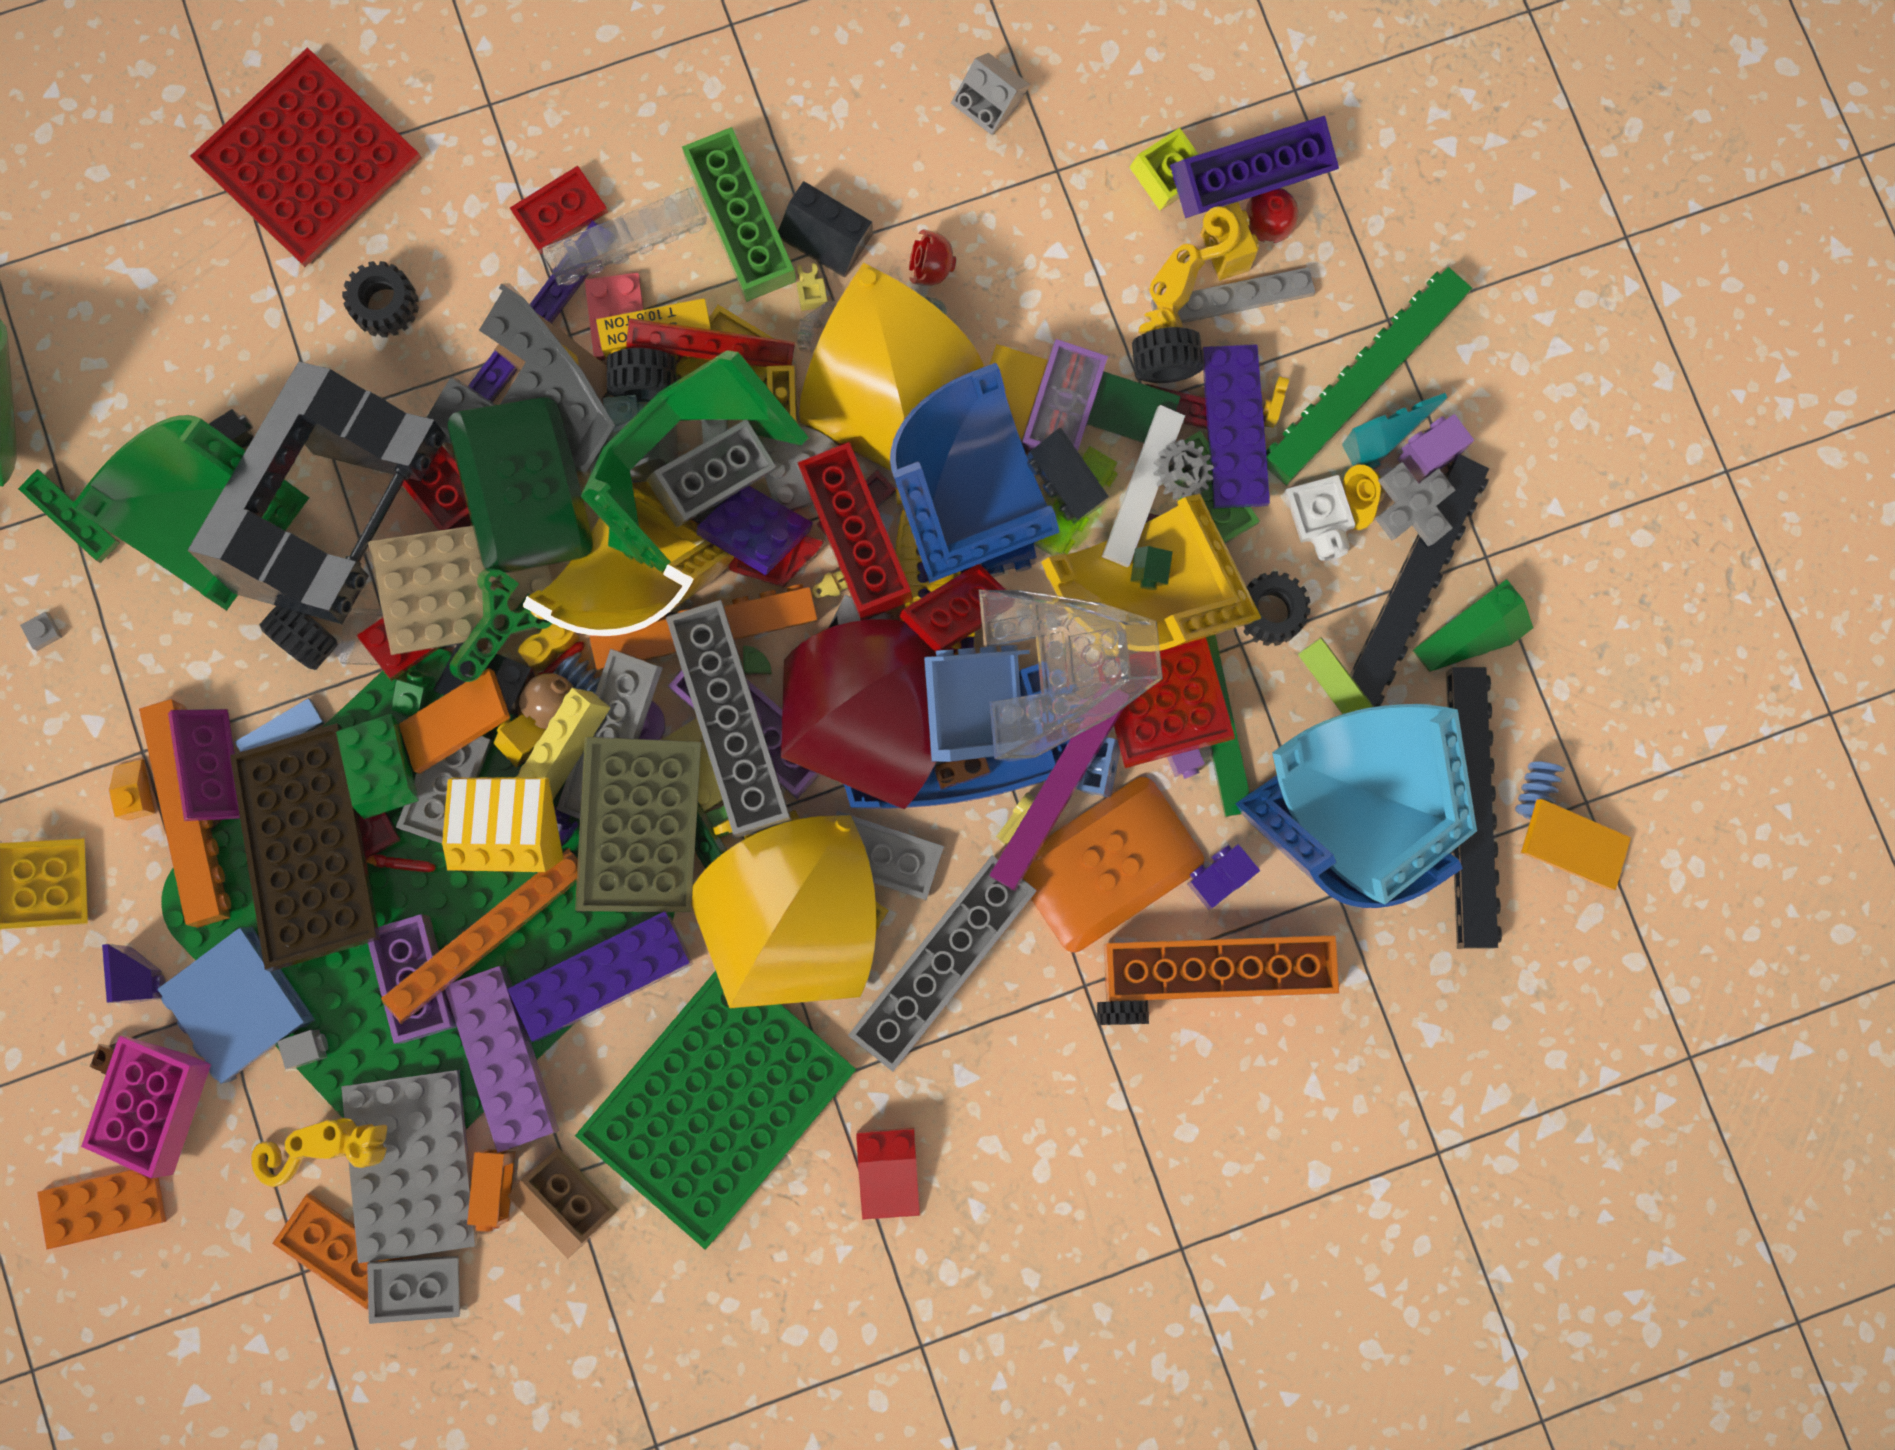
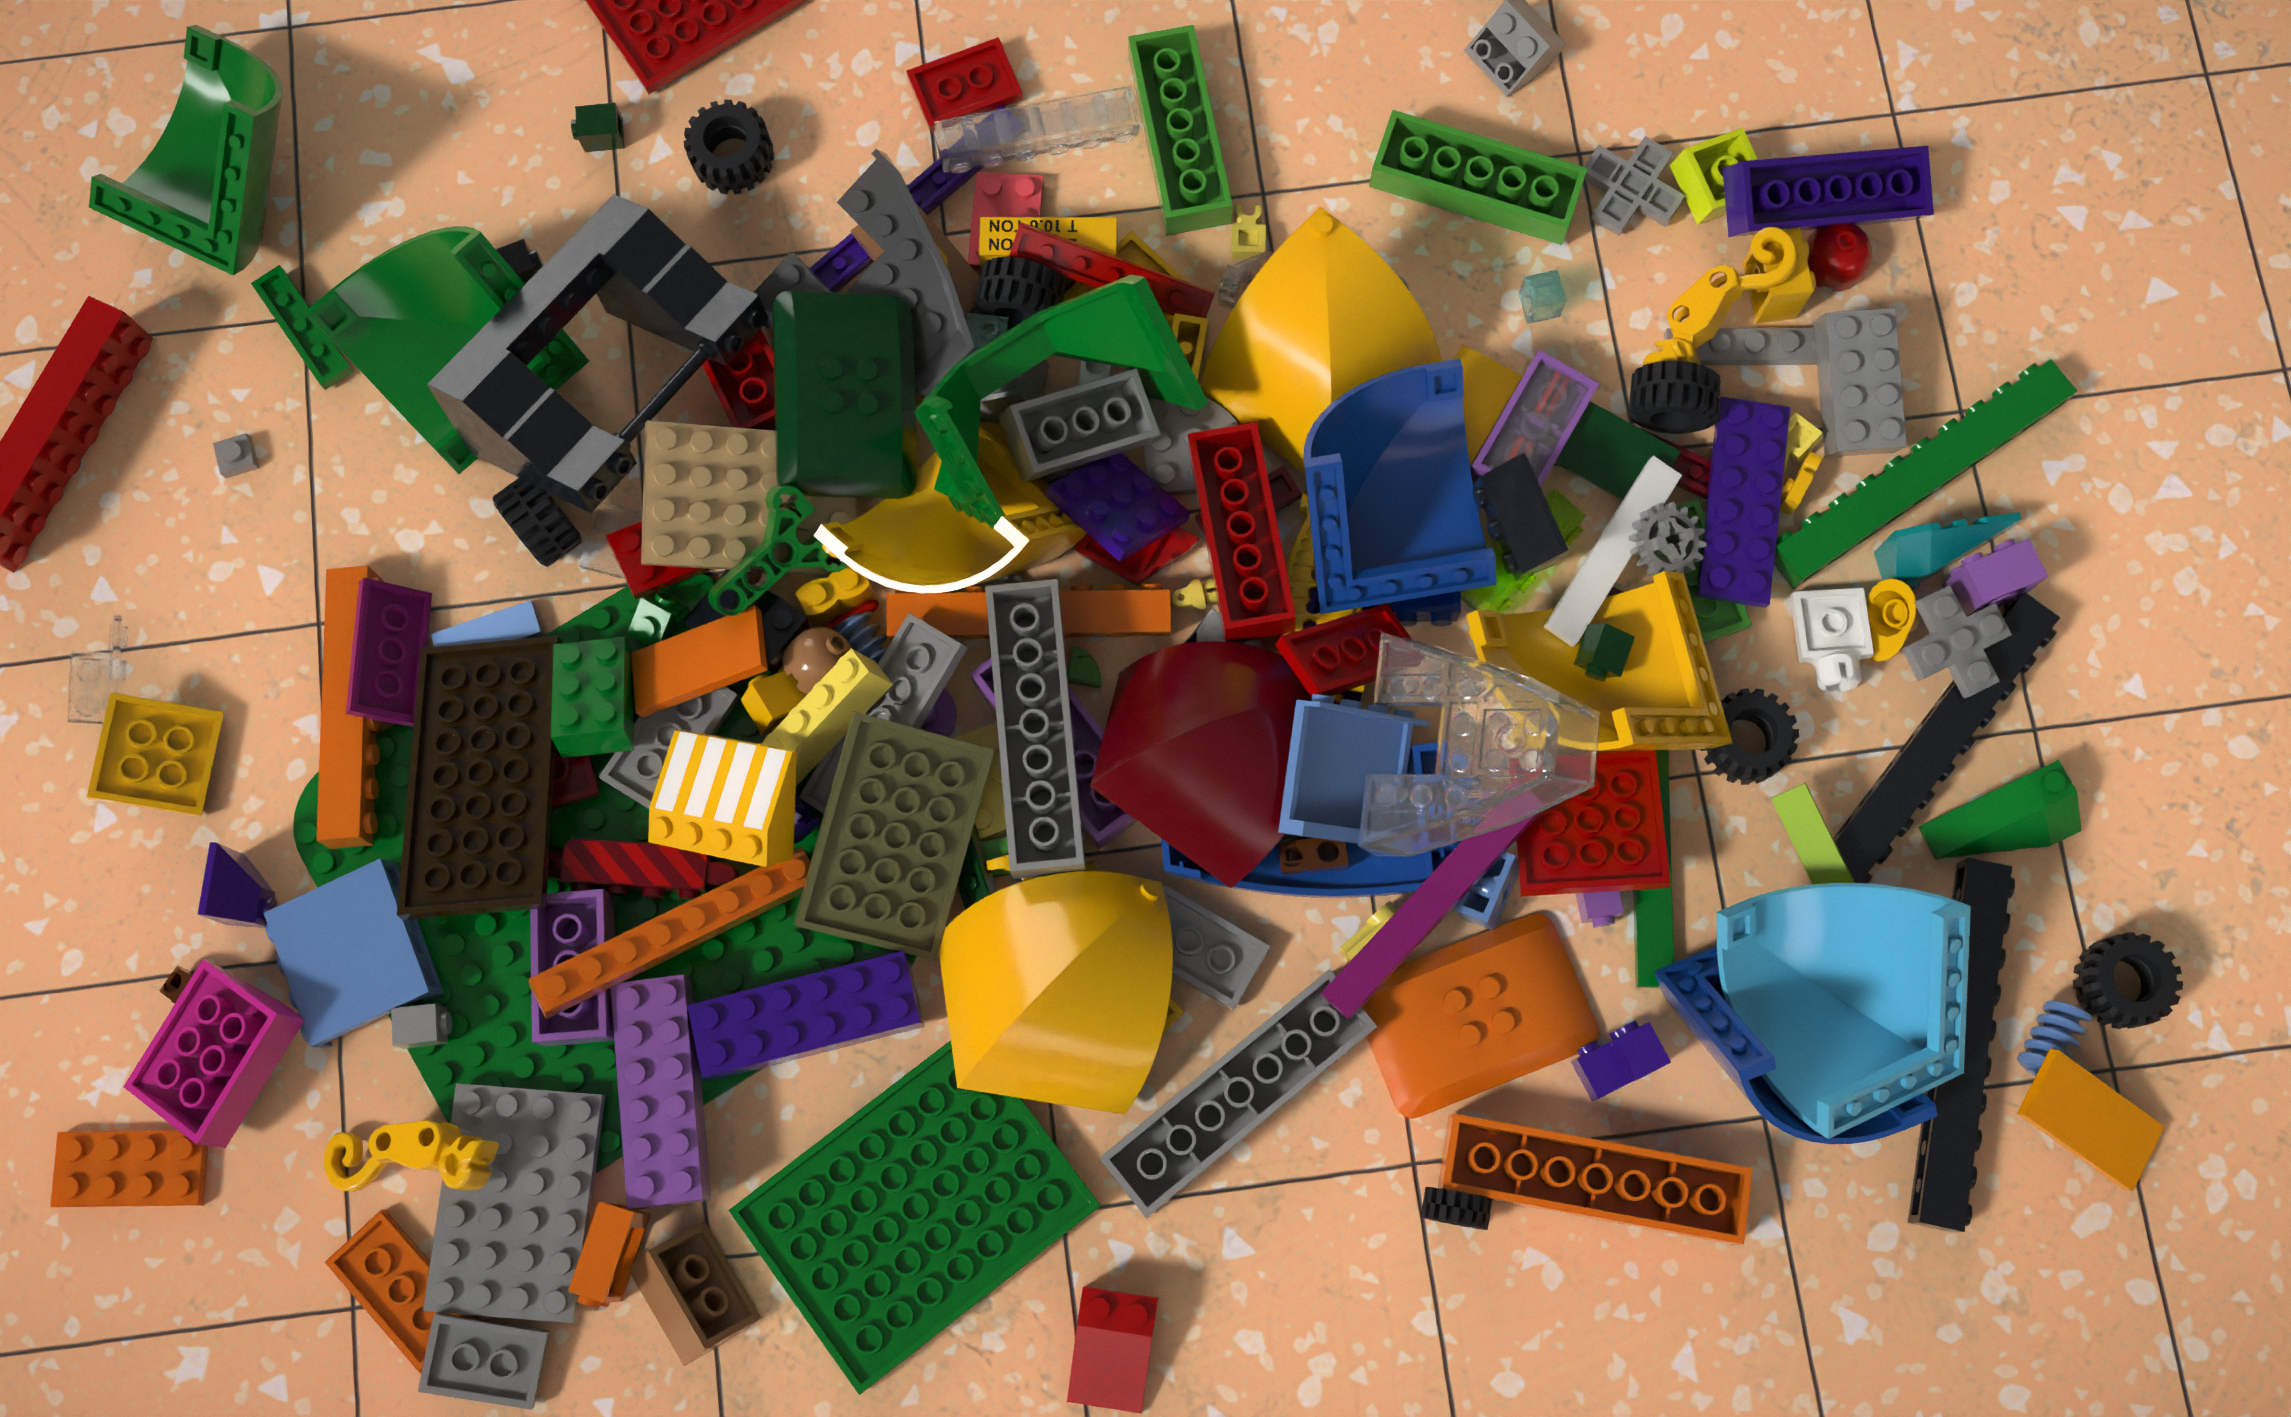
camera: 20 degrees right, 5 degrees down
(131, 791) = (292, 668): light orange slope -> none
(270, 303) = (598, 127): none -> dark green brick
(400, 863) = (571, 815): red piece -> none
(443, 890) = (637, 867): none -> dark red hinge
(824, 229) = (1280, 167): black slope -> none
(931, 259) = (1403, 227): red cylinder -> none
(981, 207) = (1477, 177): none -> bright green brick
(1050, 293) = (1542, 296): none -> clear light blue brick
(1103, 189) = (1632, 186): none -> light grey plate
(1270, 367) = (1801, 438): none -> light yellow plate
(1307, 314) = (1860, 382): none -> light grey brick
(1606, 728) = (2155, 972): none -> black tyre

